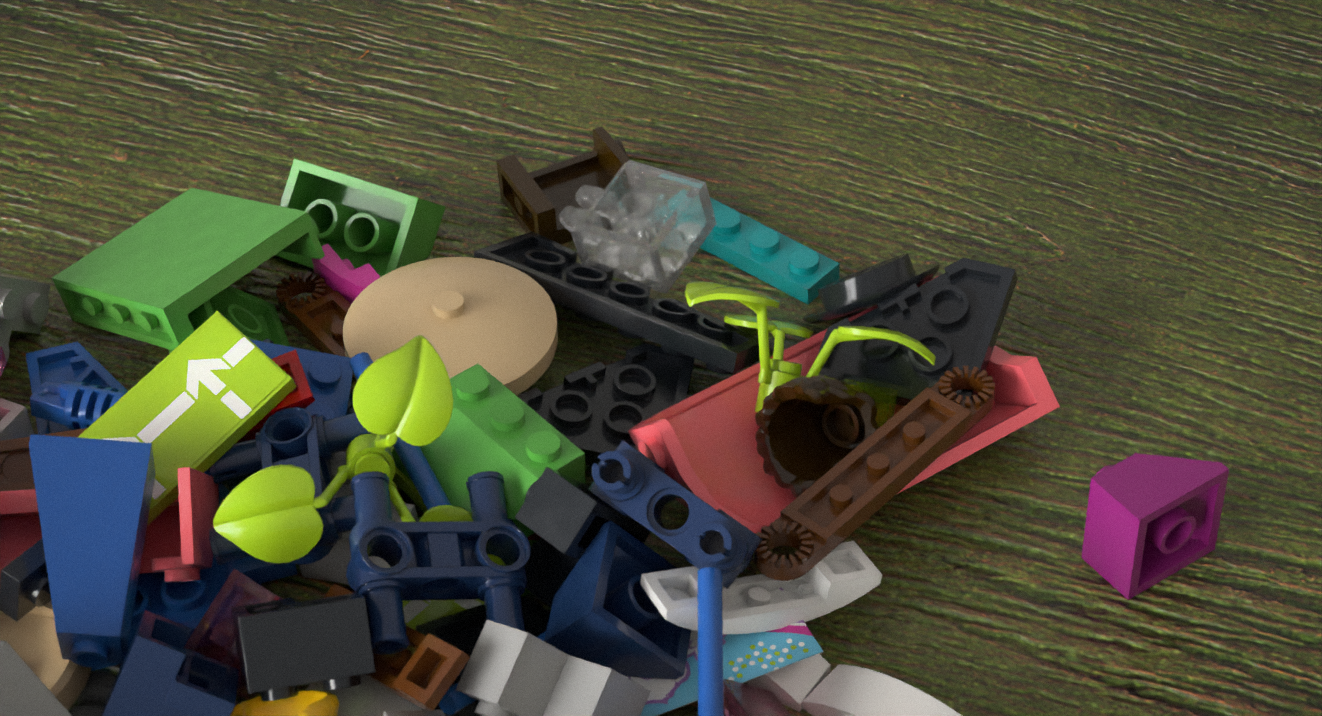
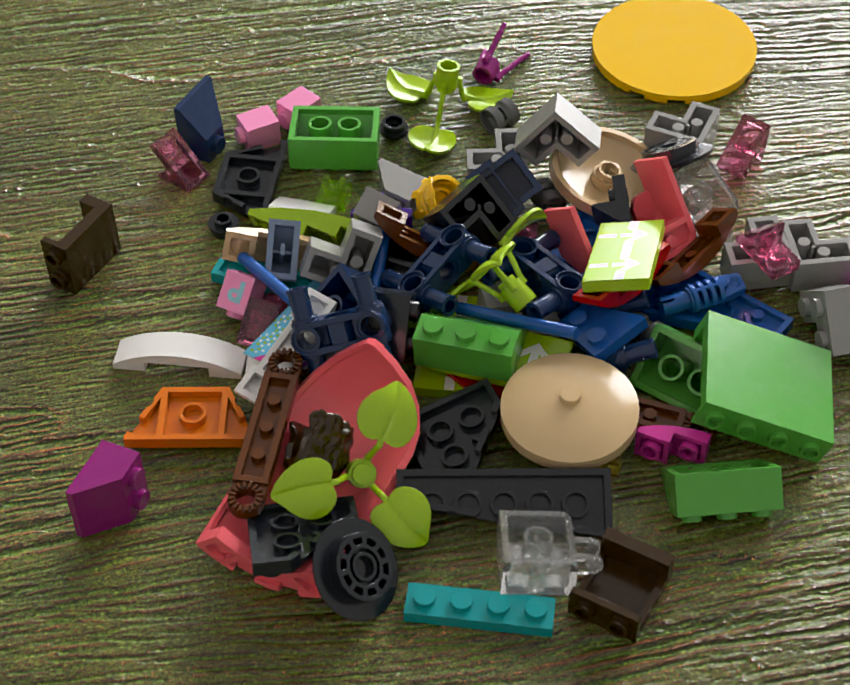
camera: 145 degrees right, 5 degrees up
(93, 535) = (600, 194): blue slope -> none
(965, 614) = (190, 420): none -> orange wing

